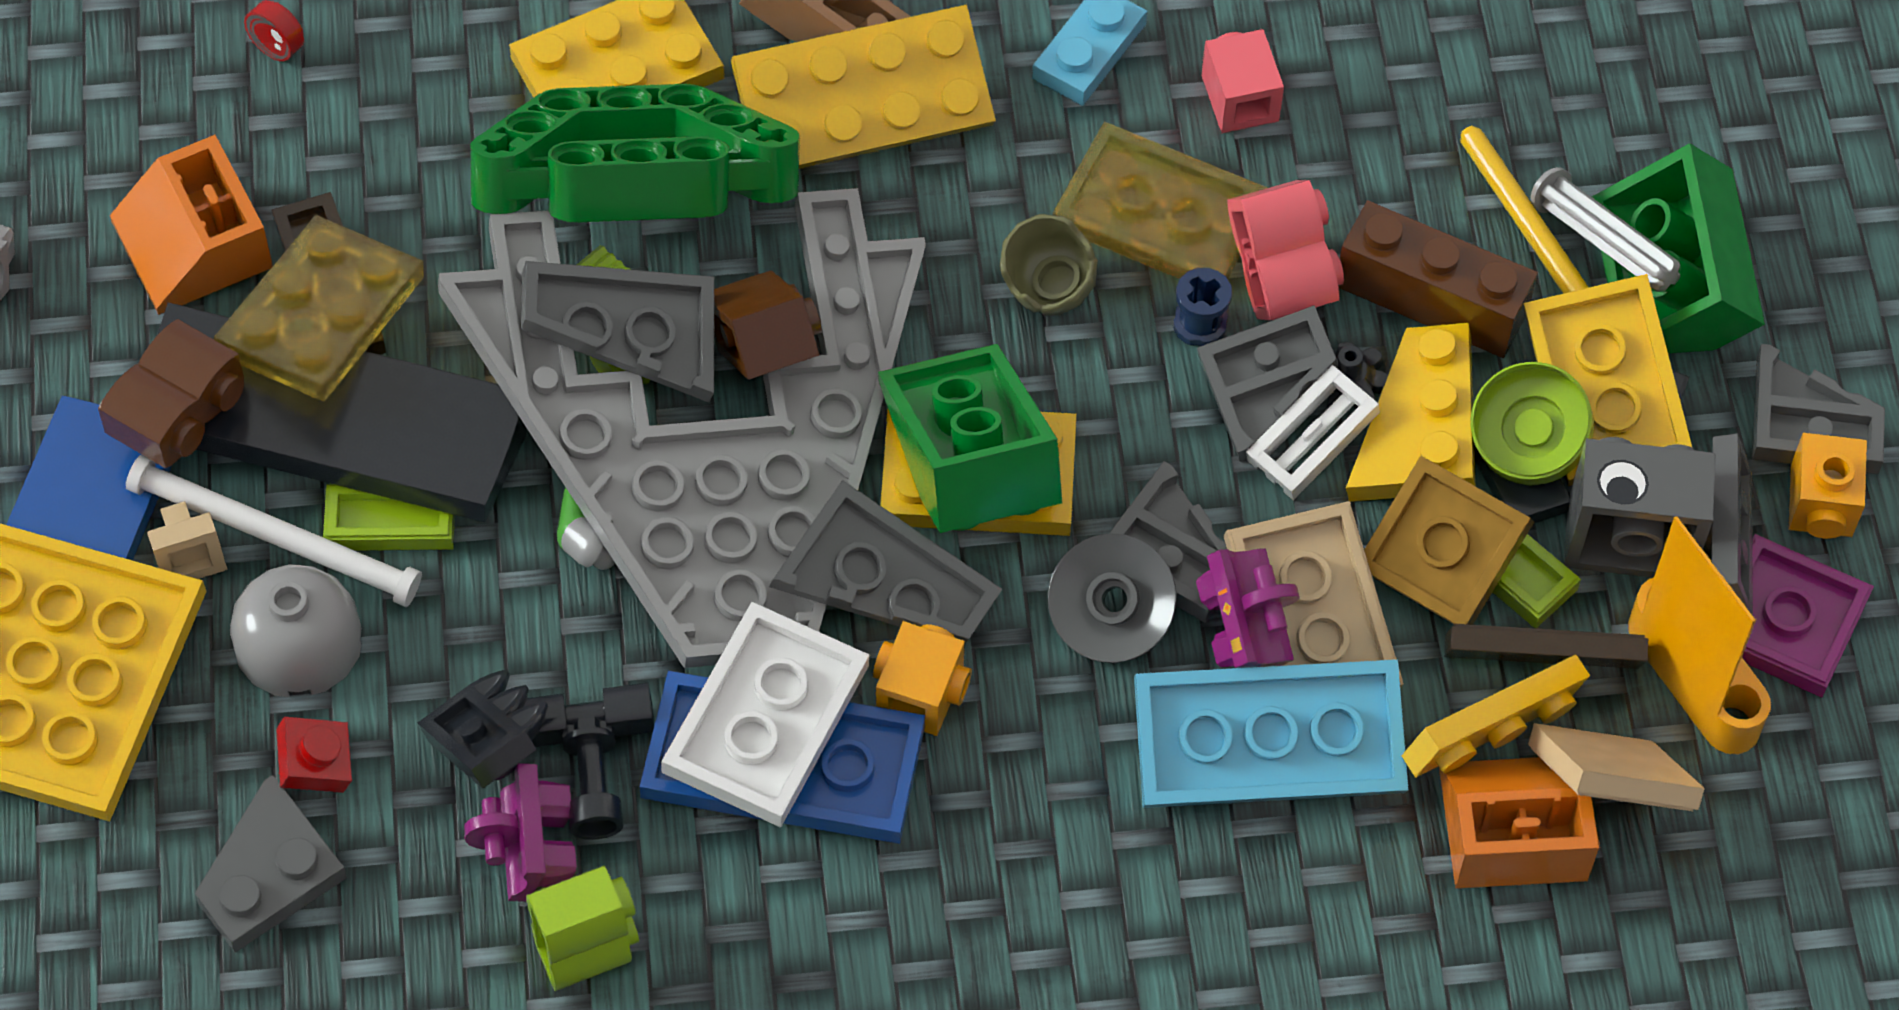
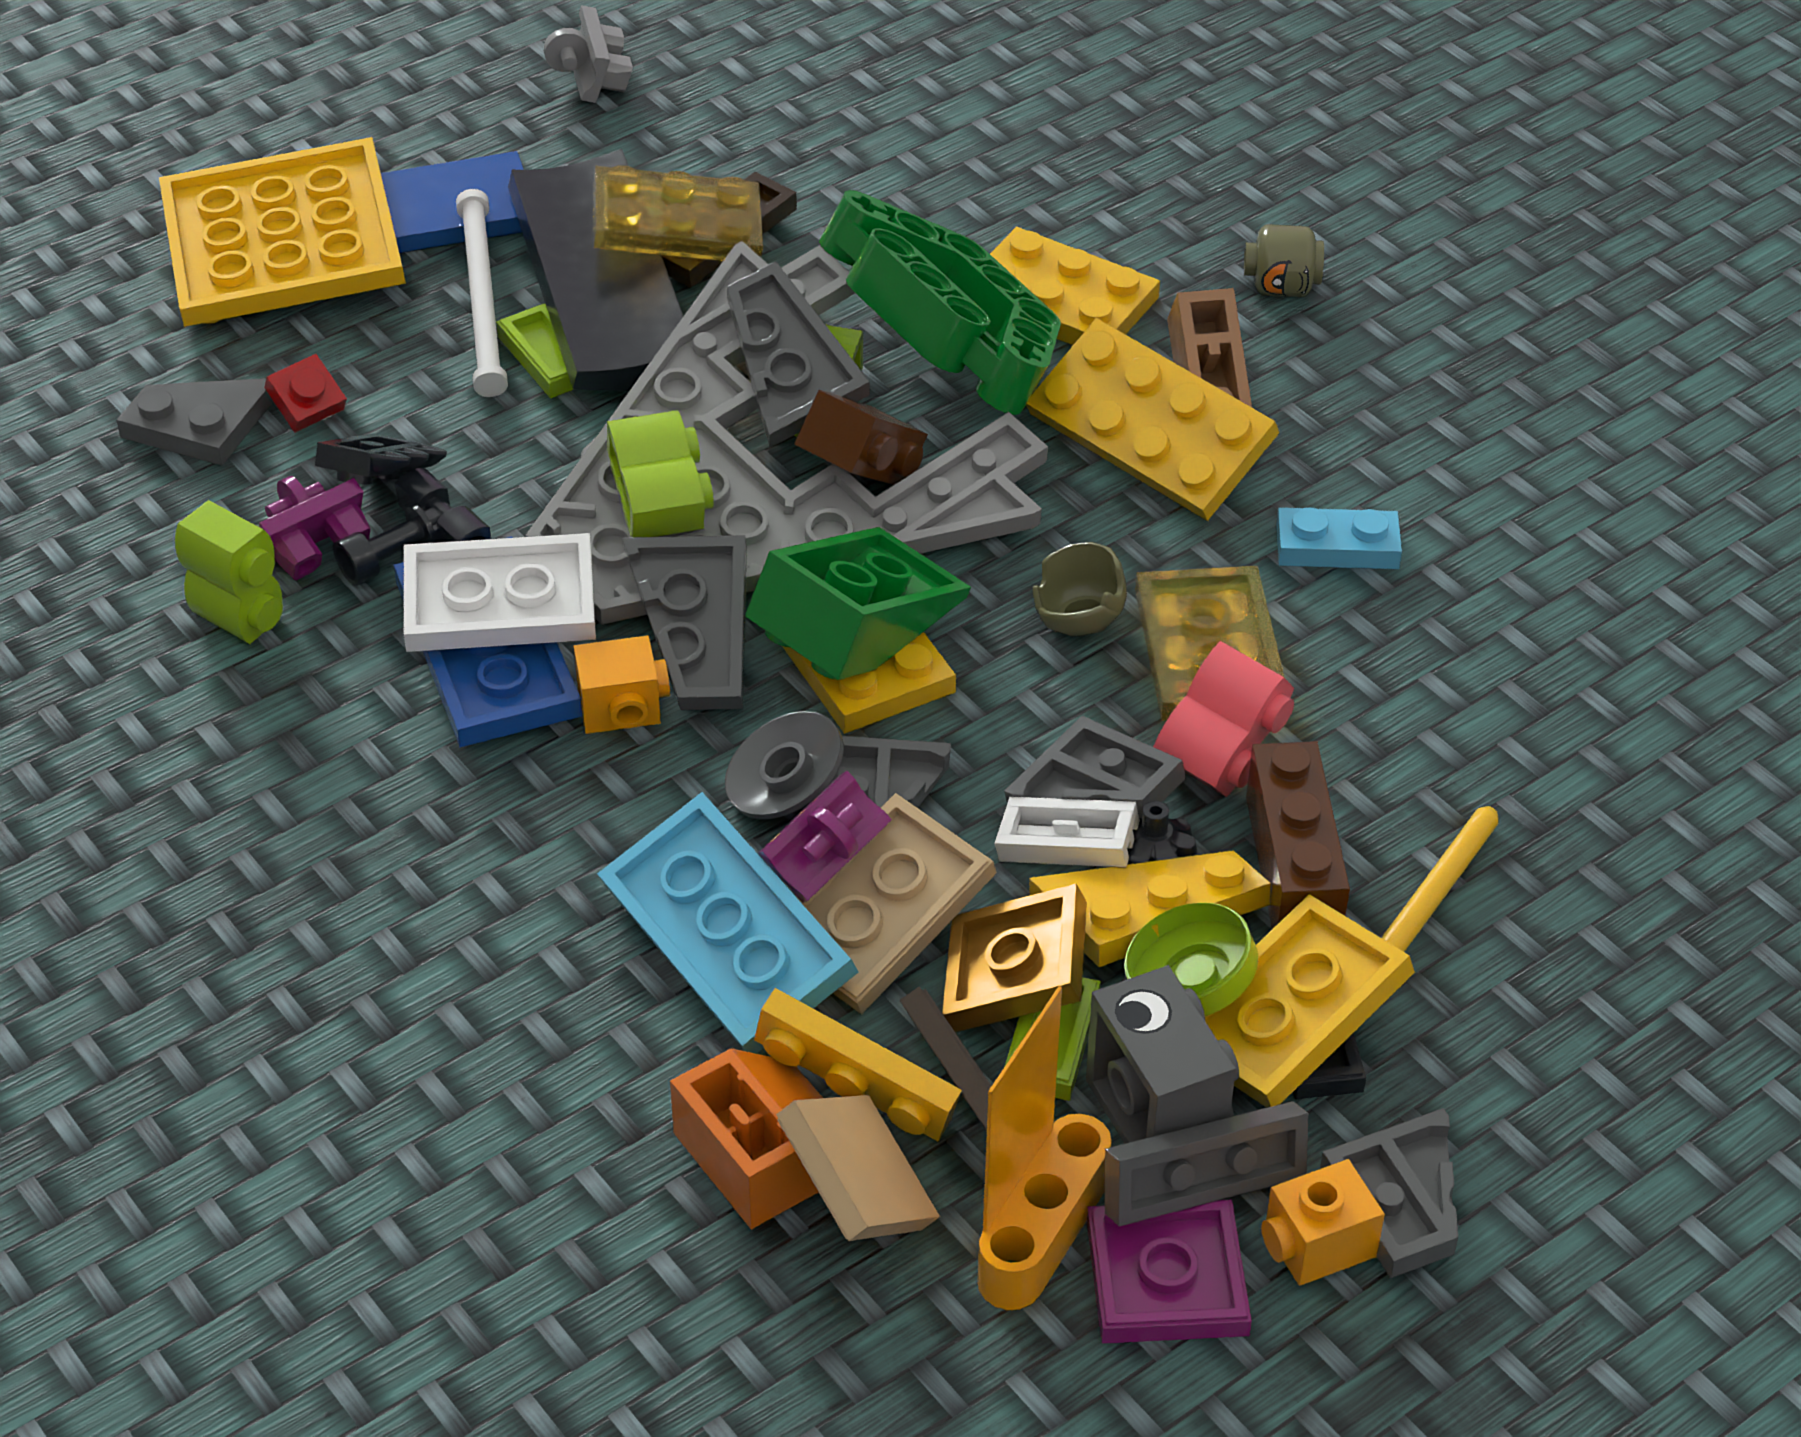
camera: 60 degrees right, 15 degrees down
(172, 394) = (535, 171): reddish brown brick -> none
(187, 543) = (432, 255): tan tile -> none
(191, 226) = (715, 137): orange slope -> none
(274, 30) = (916, 112): red tile -> none
(295, 631) = (407, 338): light grey cylinder -> none
(711, 509) = (658, 474): none -> lime brick
(1202, 308) = (1130, 704): dark blue bush -> none
(1242, 80) = (1385, 635): coral brick -> none
(1604, 229) = (1473, 895): axle -> none
(1695, 215) = (1492, 1011): green slope -> none

